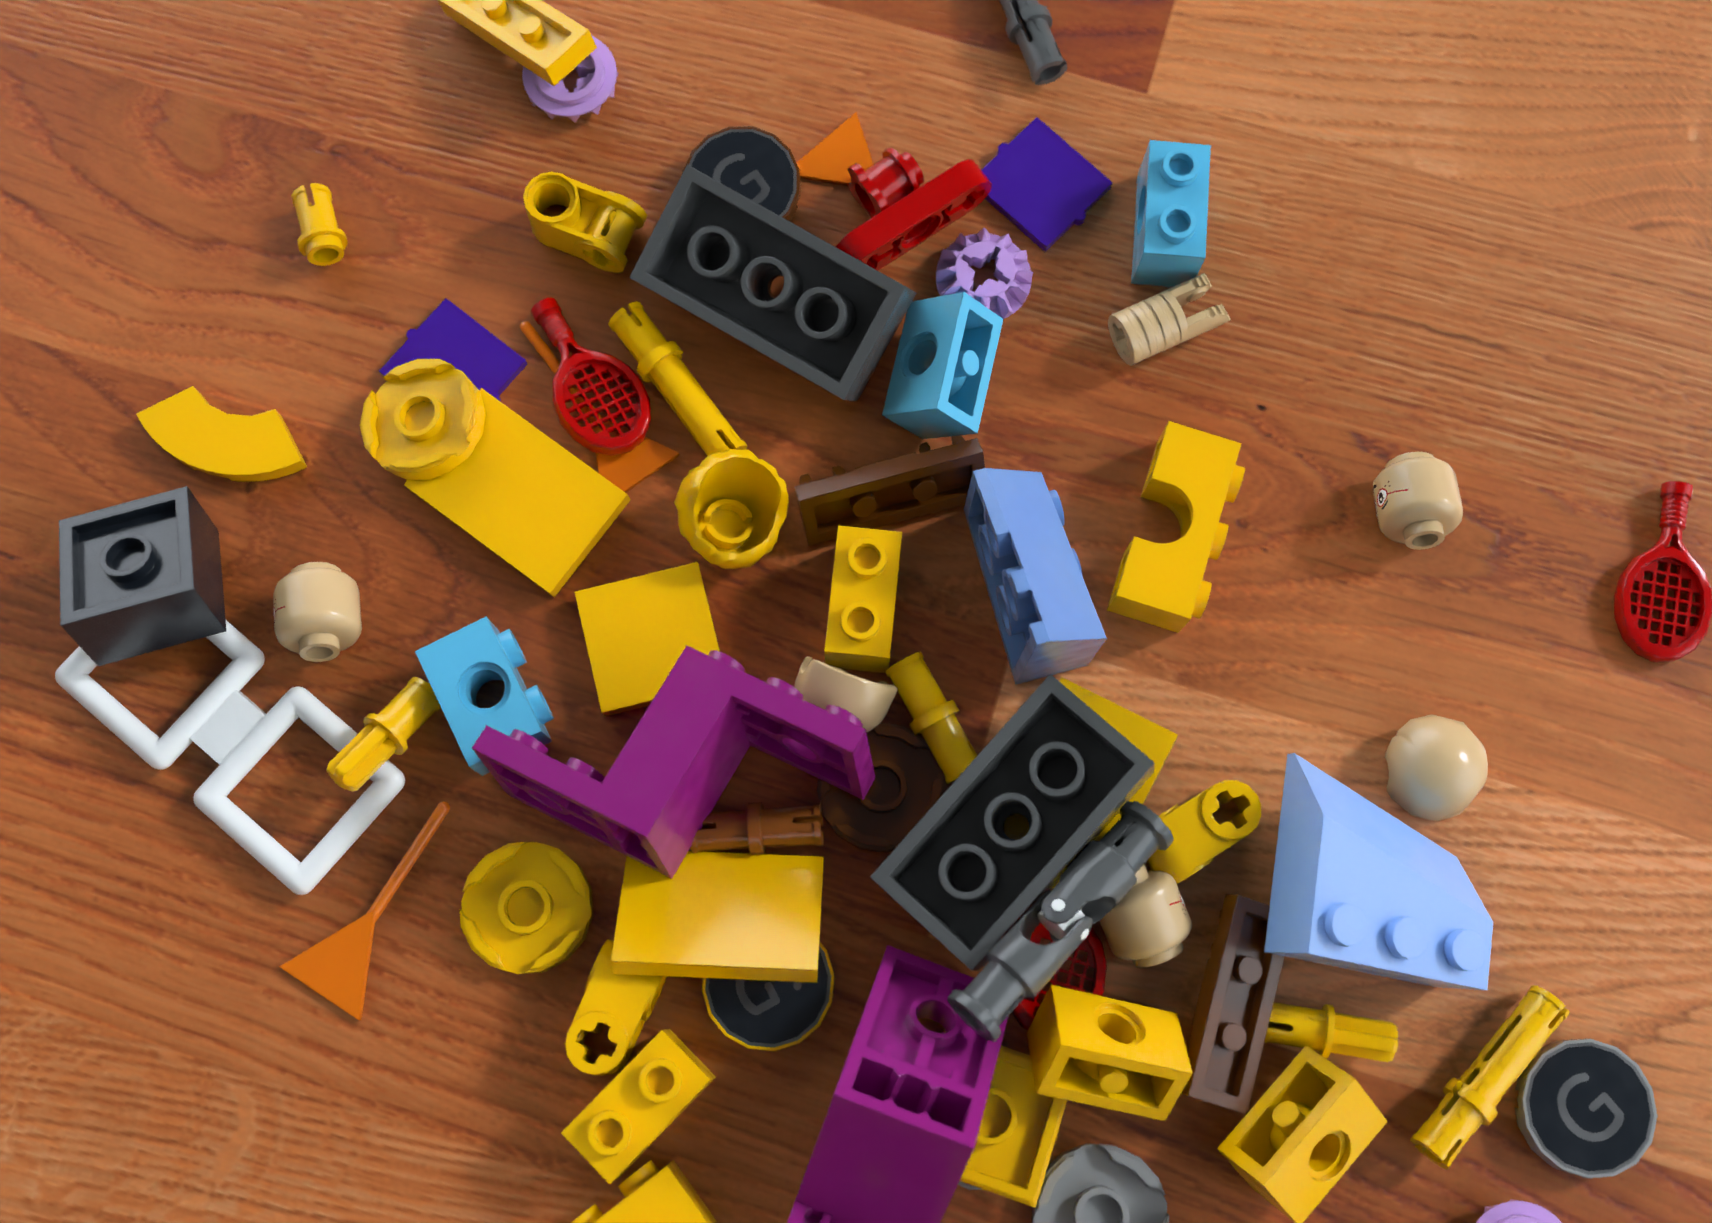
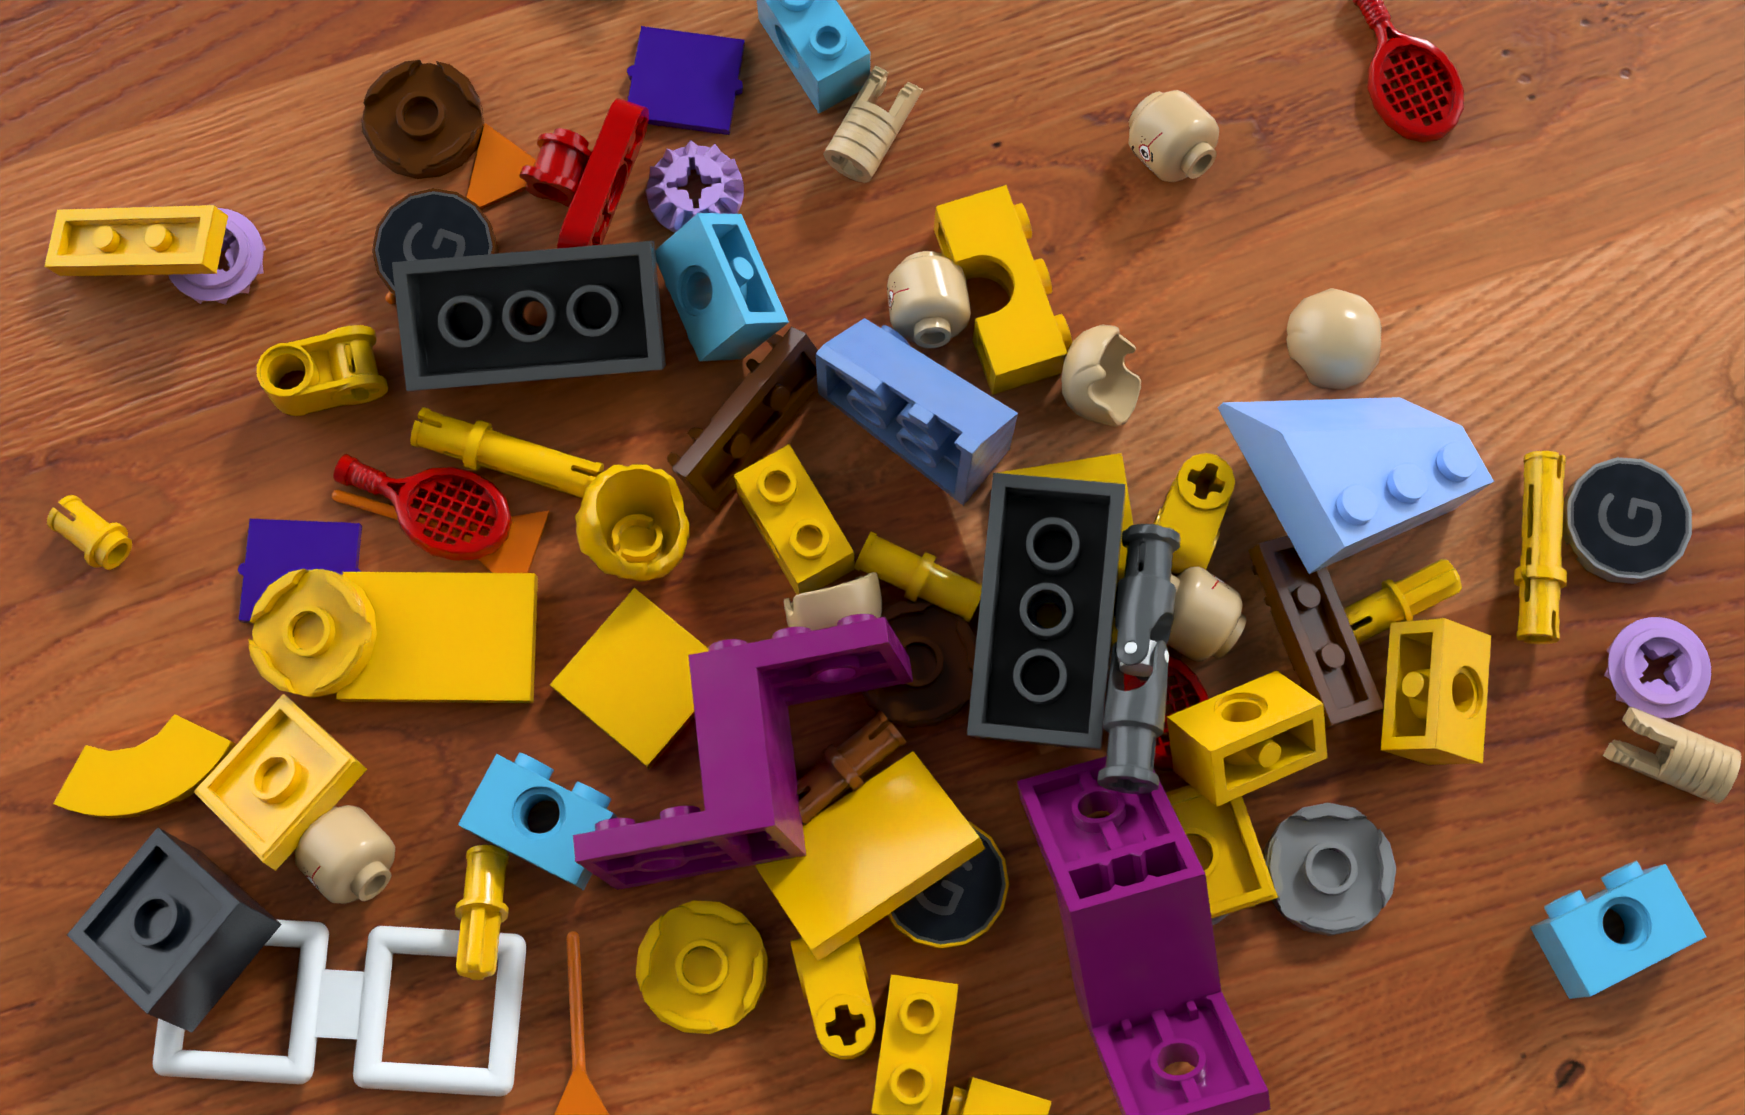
camera: 35 degrees left, 0 degrees up
(311, 518) = (279, 781): none -> yellow tile
(809, 76) = (422, 119): none -> reddish brown tile
(1109, 493) = (928, 299): none -> tan head
(1203, 658) = (1096, 378): none -> tan hair

